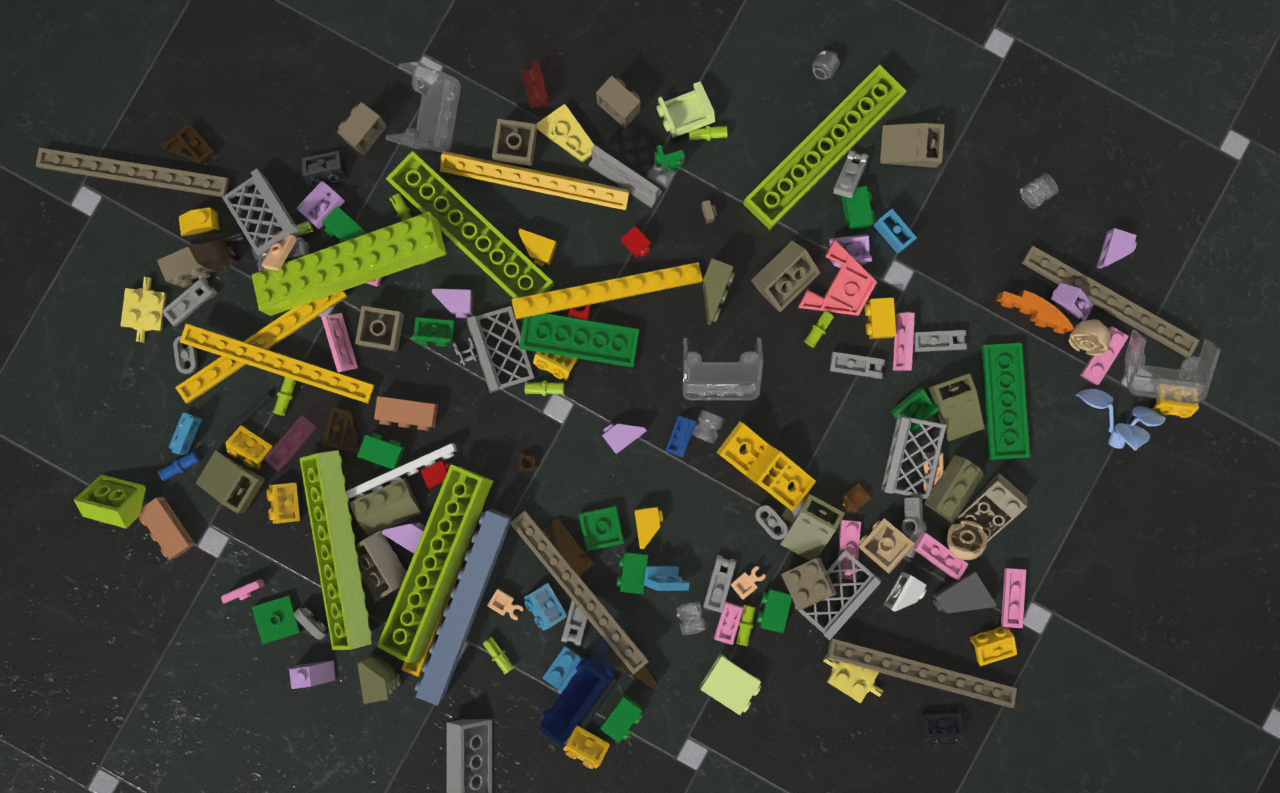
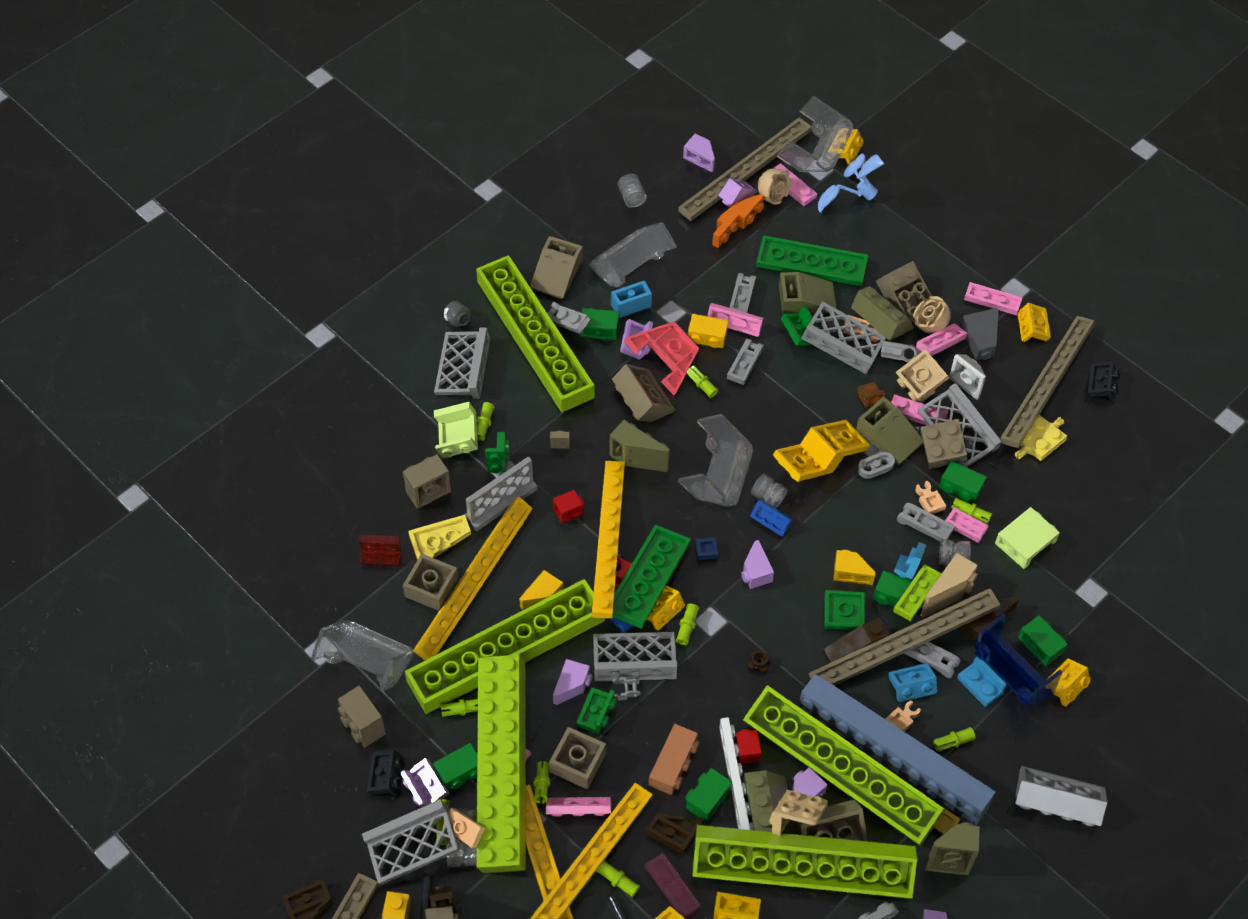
camera: 70 degrees left, 30 degrees down
(351, 304) = (541, 782): none -> lime pin
(370, 536) = (798, 808): none -> tan bracket
(628, 593) = (916, 592): none -> lime plate
(629, 384) = (706, 548): none -> dark blue plate
(653, 623) = (951, 585): none -> tan slope
(777, 104) = (479, 359): none -> light grey fence
(953, 211) = (631, 253): none -> clear windscreen

